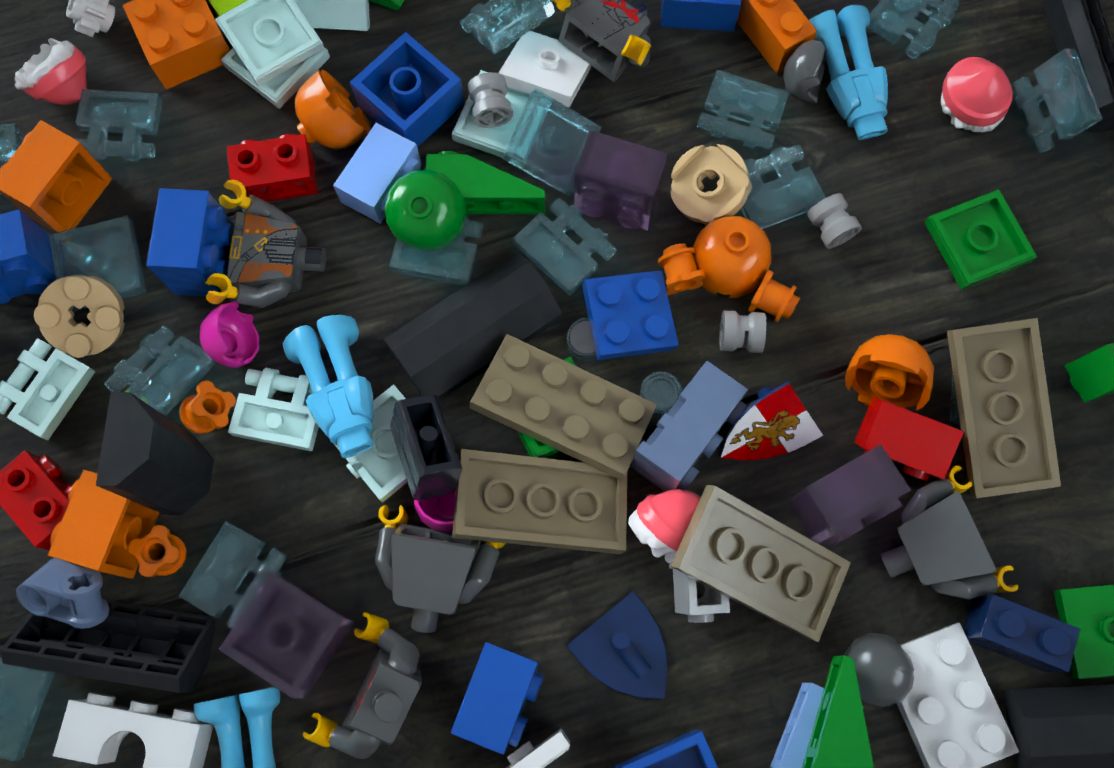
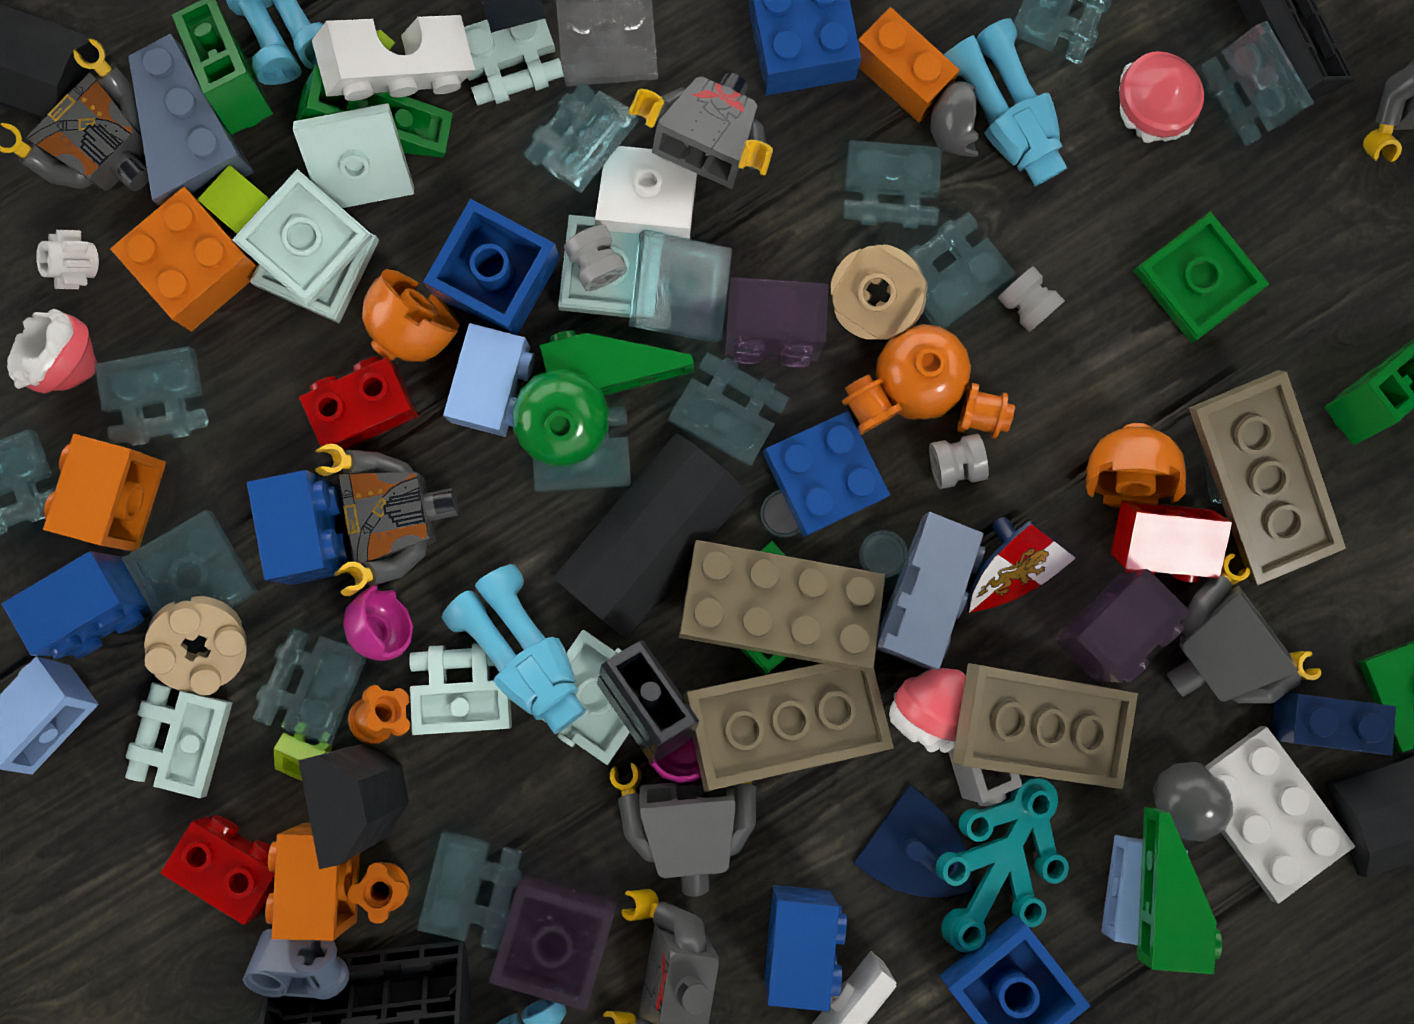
camera: 20 degrees left, 10 degrees up
(700, 674) = (1004, 859): none -> teal plant

